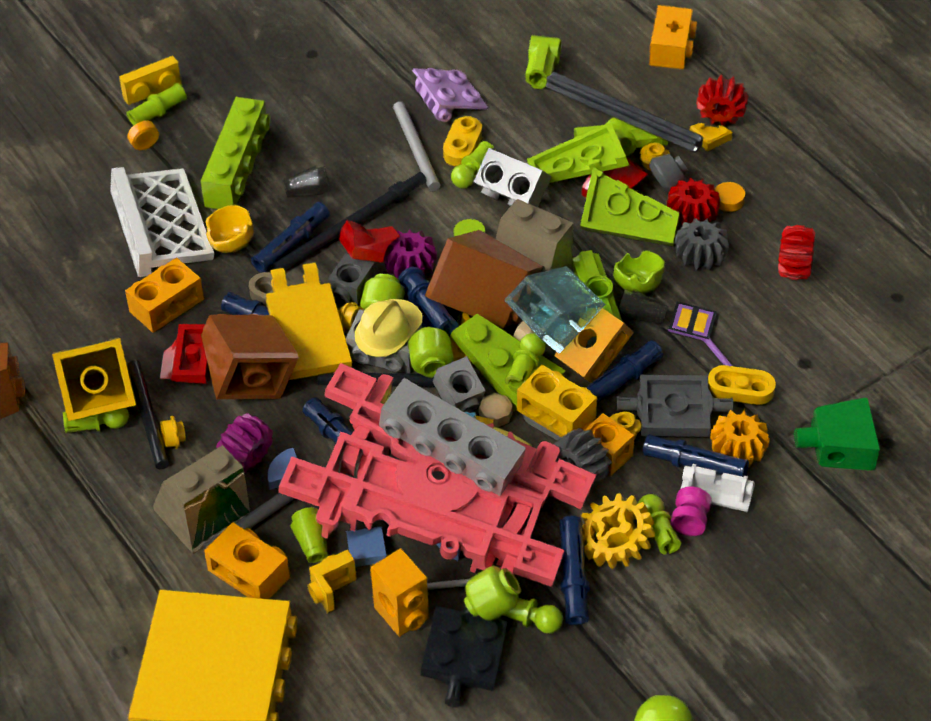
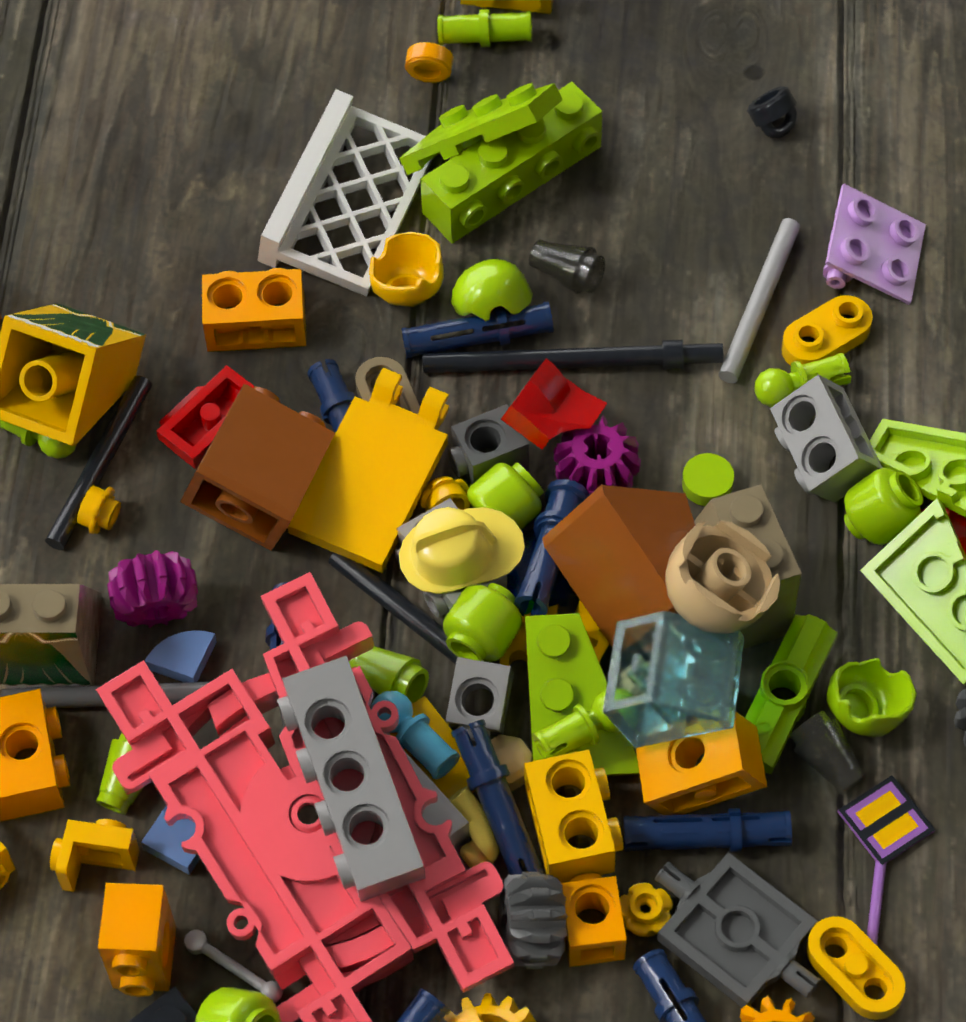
camera: 40 degrees right, 10 degrees up
(210, 131) = (486, 120): none -> lime wing
(282, 212) = (489, 286): none -> lime hair
(341, 59) = (770, 108): none -> black tile
(503, 415) = (496, 798): none -> dark blue pin
(542, 243) = (720, 578): none -> tan cylinder
(566, 191) = (882, 505): none -> lime head

